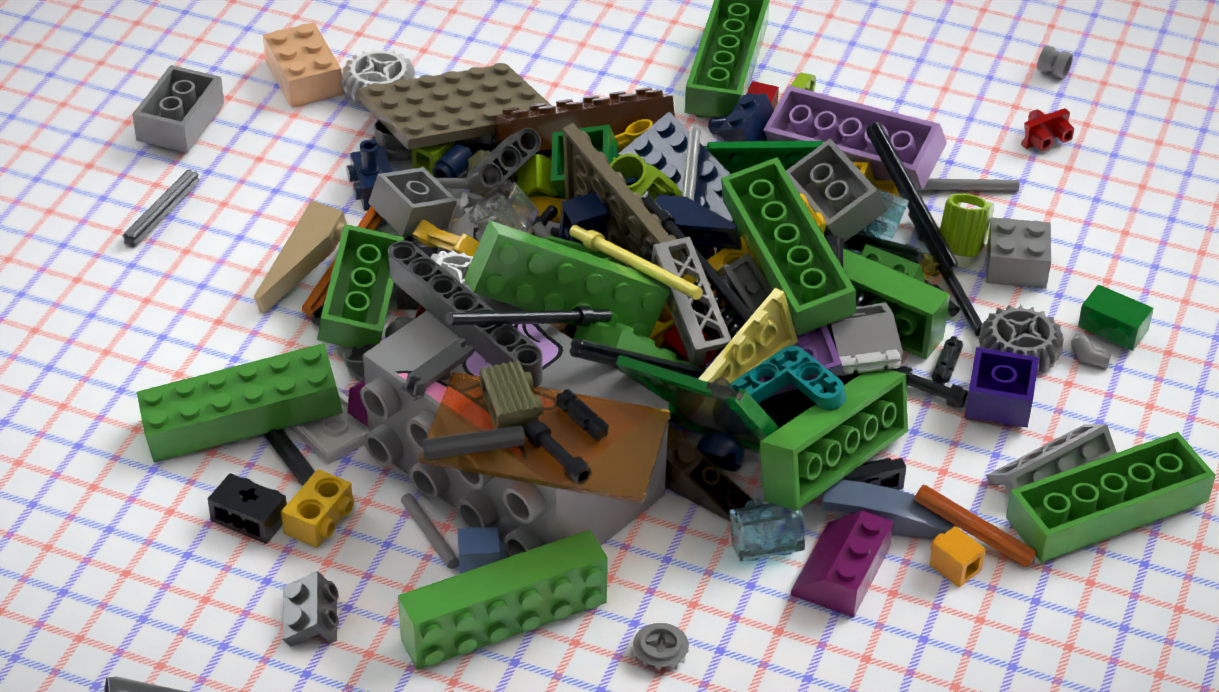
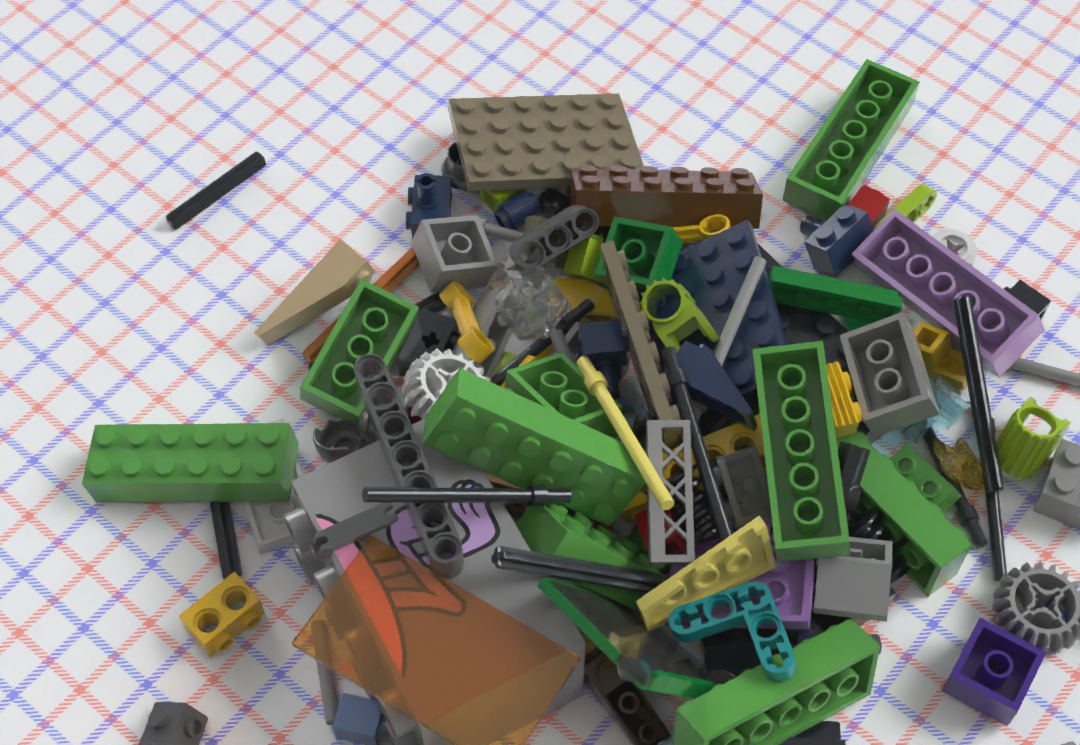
camera: 20 degrees right, 15 degrees up
(178, 108) = (272, 75): light grey brick -> none
(247, 508) = (140, 585): black brick -> none
(302, 64) = (413, 48): light nougat brick -> none
(375, 67) = (483, 75): white gear -> none
(473, 442) = (351, 644): dark grey axle -> none
(509, 395) = (408, 598): olive brick -> none
(574, 468) = (444, 713): black bar -> none
(582, 414) = (480, 640): black axle -> none
(871, 362) = (845, 618): white axle -> none
(907, 252) = (931, 454): black axle -> none
(947, 360) = (949, 609): black axle -> none
(954, 396) = (940, 660): black bar -> none

